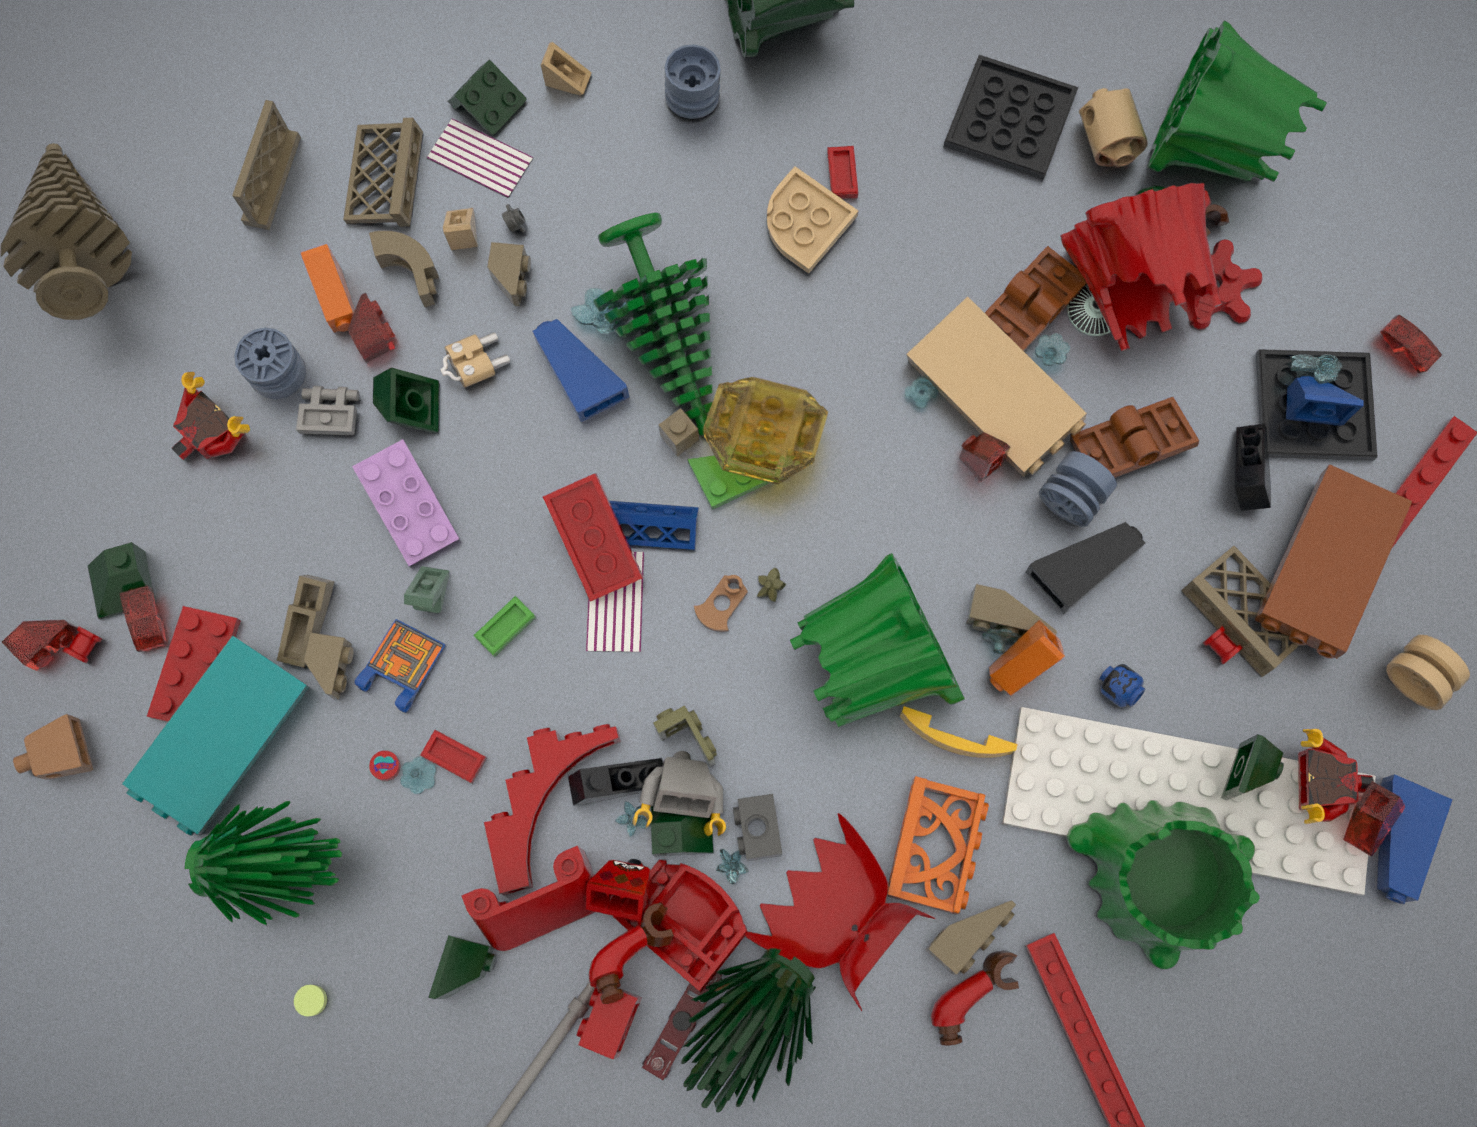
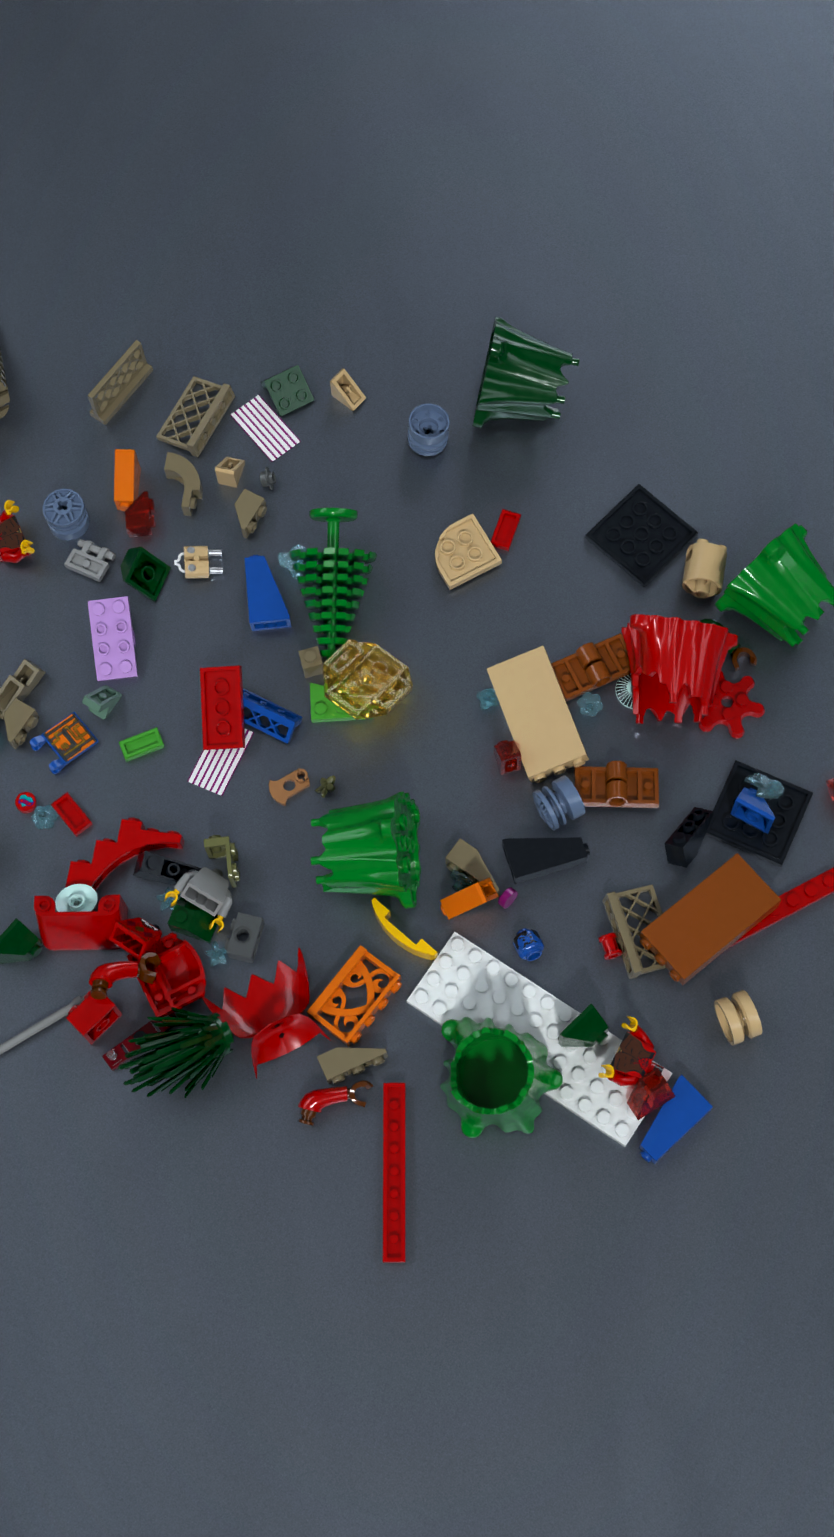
camera: 25 degrees right, 5 degrees down
(512, 867) = (74, 895): none -> light aqua dish
(1067, 634) = (507, 897): none -> magenta tile

